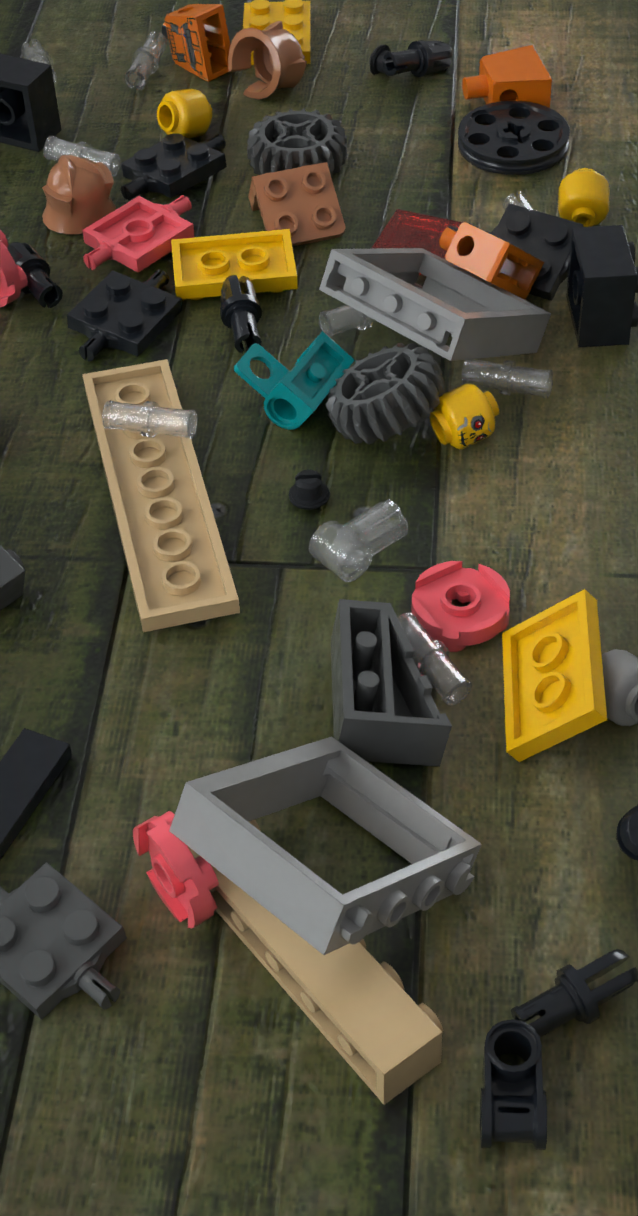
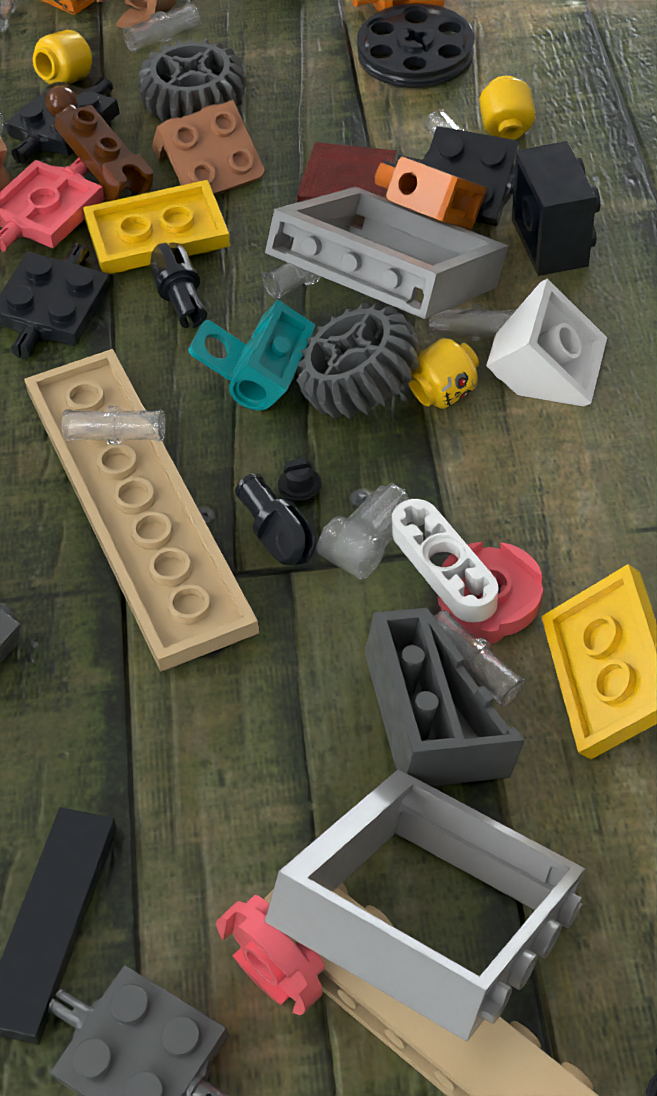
camera: 10 degrees left, 5 degrees up
(197, 188) = (98, 145): none -> reddish brown plate
(278, 521) = (277, 522): none -> black arm
(282, 98) = (161, 27): none -> clear pin
(419, 586) = (445, 580): none -> white beam
(568, 407) = (548, 349): none -> white slope

